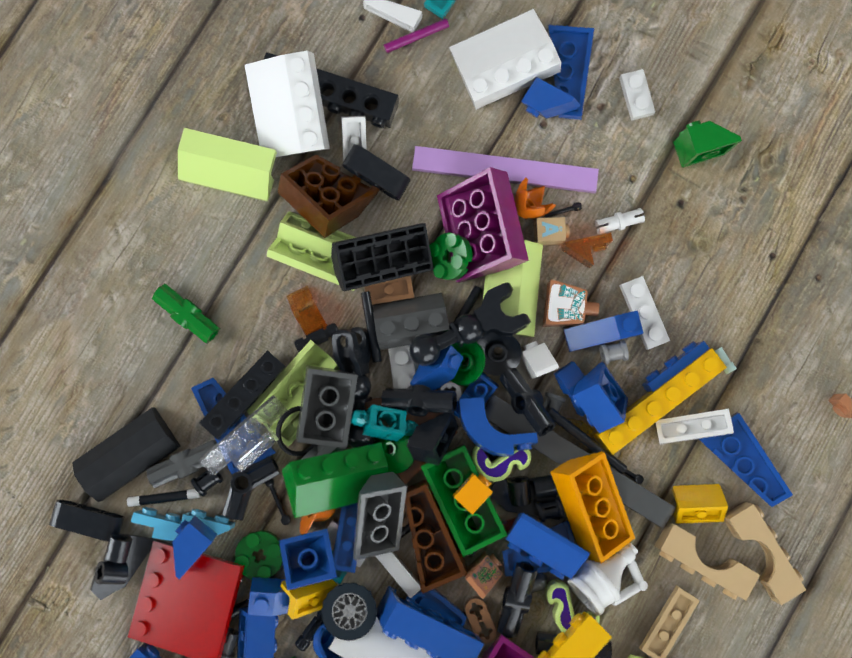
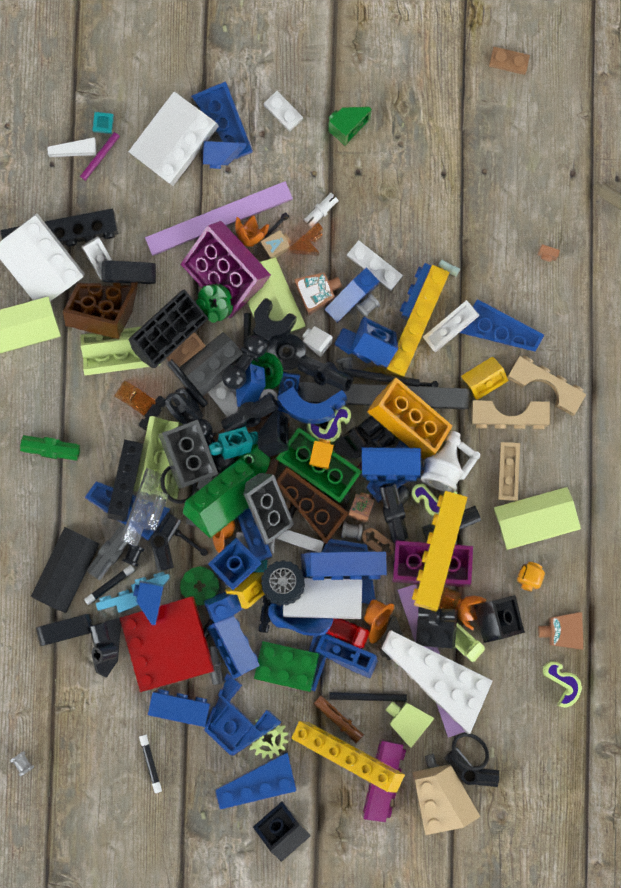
camera: 30 degrees left, 0 degrees up
(459, 591) = (352, 530): none -> light grey bush

